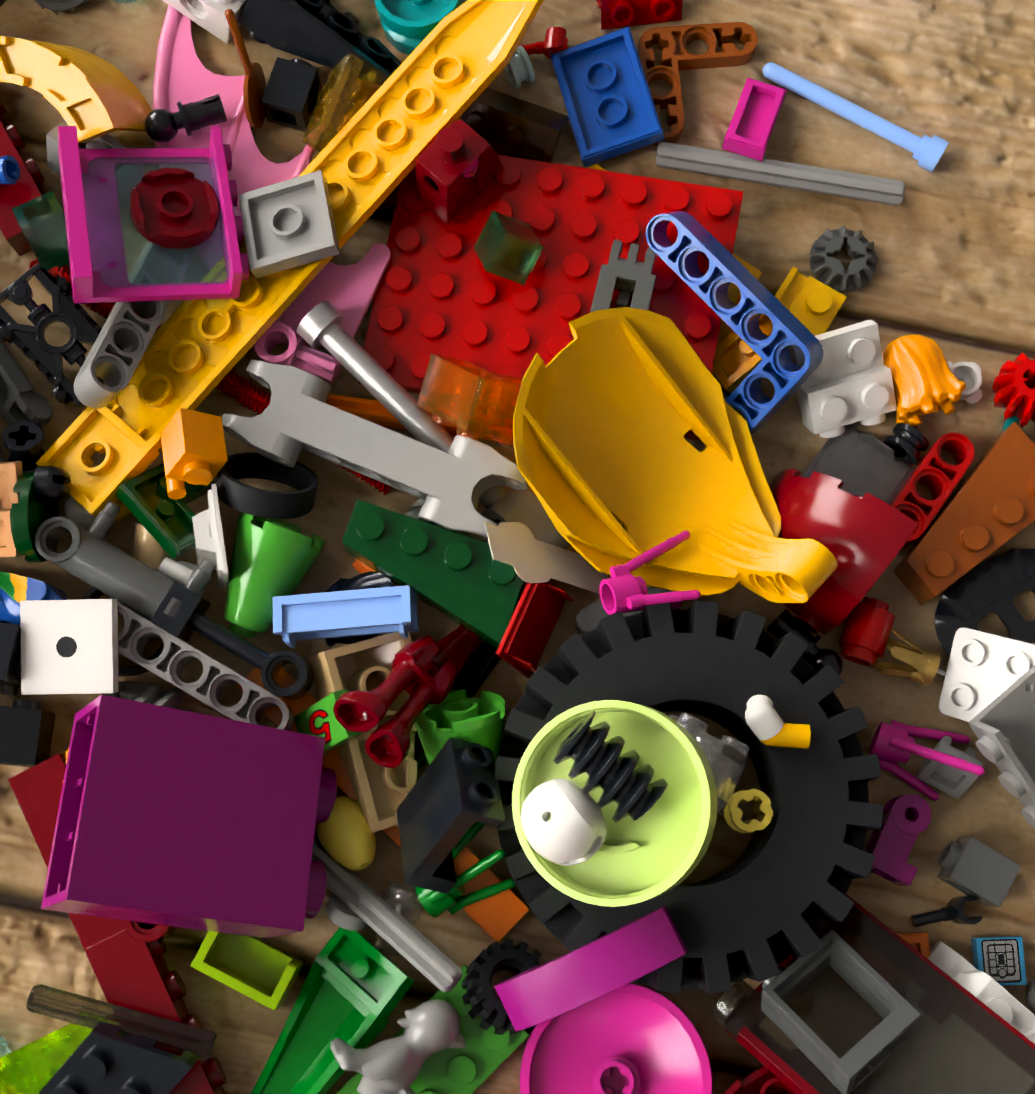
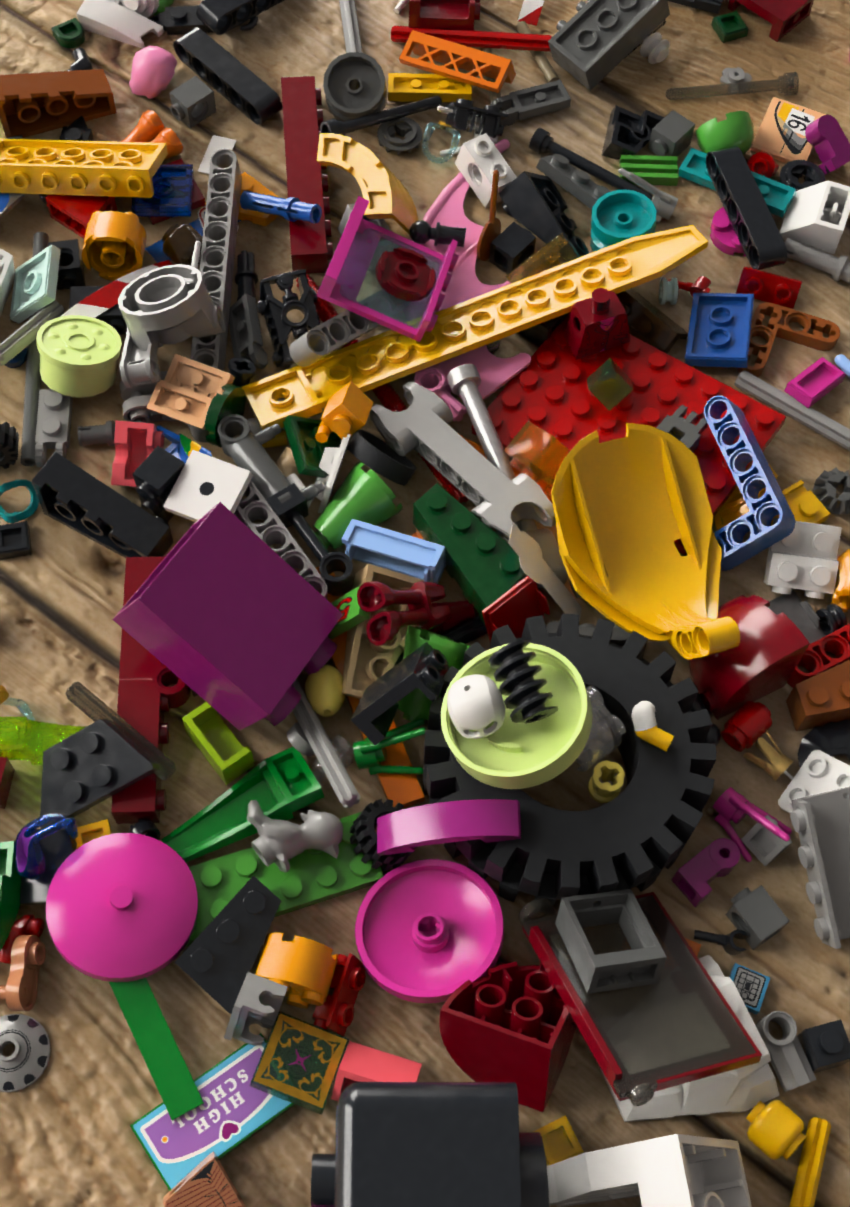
camera: 25 degrees right, 15 degrees down
(44, 229) = (318, 256): clear green brick -> none
(49, 483) = (246, 397): black hinge -> none
(288, 224) = (473, 310): light grey plate -> none
(630, 593) = (590, 609): dark pink plant -> none

